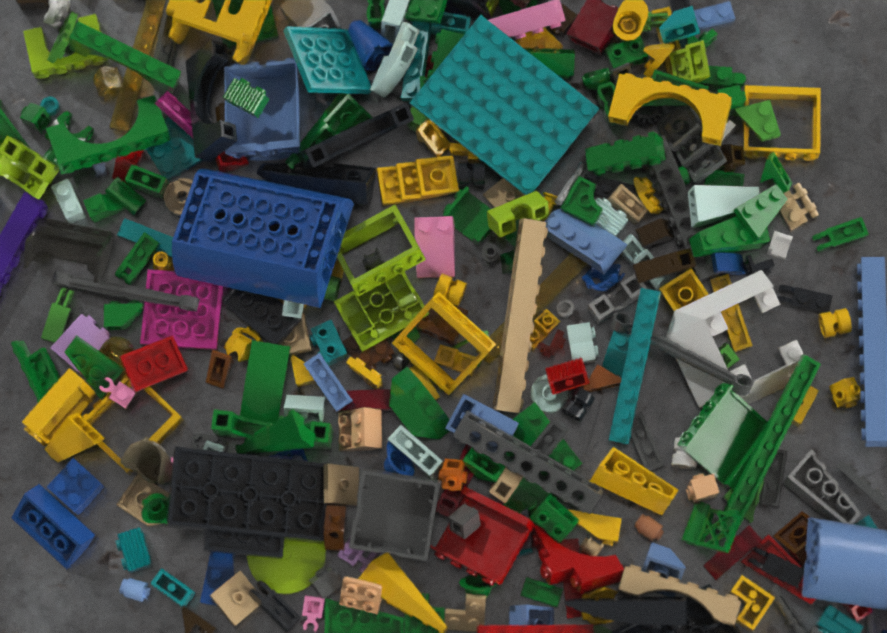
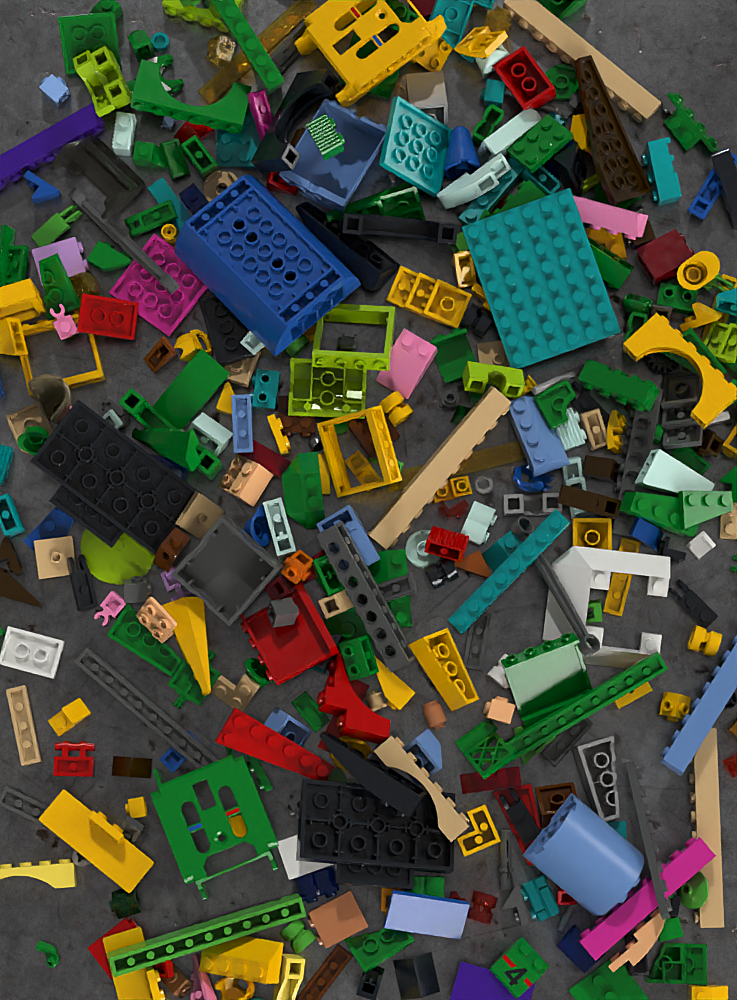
camera: 25 degrees right, 5 degrees up
(29, 290) = (44, 191): none -> blue slope
(164, 220) = (193, 199): none -> clear blue brick

